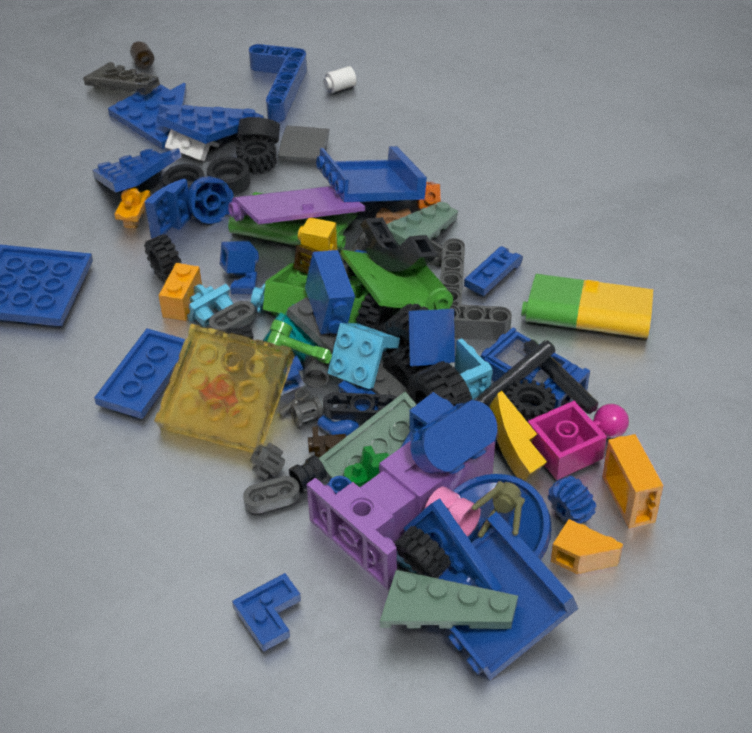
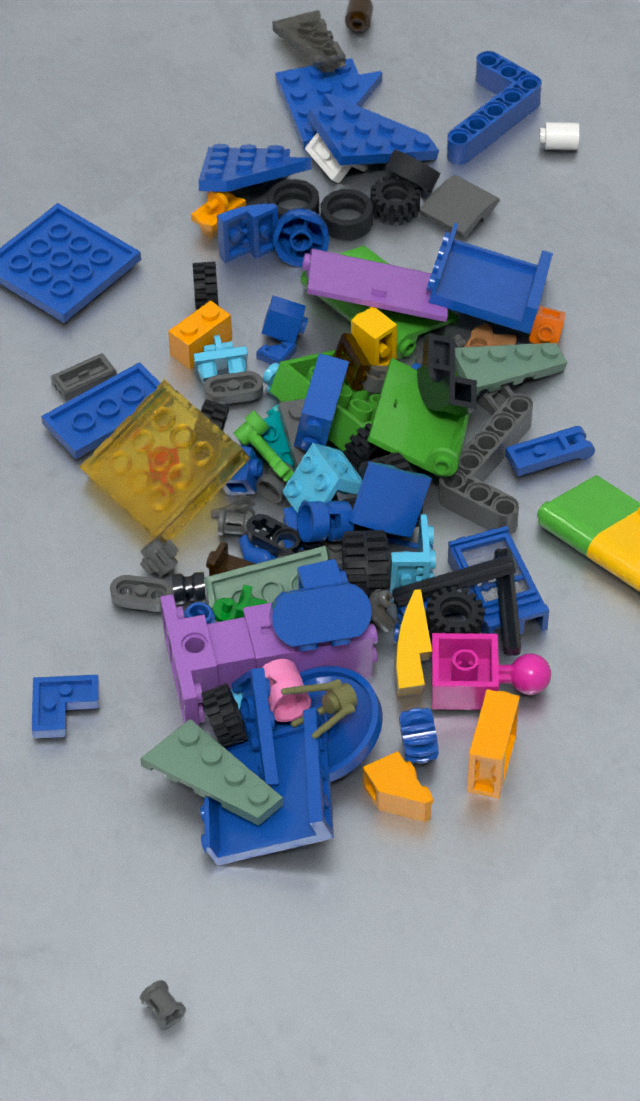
camera: 30 degrees right, 5 degrees up
(108, 360) = (86, 378): none -> dark grey tile
(387, 375) = (324, 521): none -> blue wheel

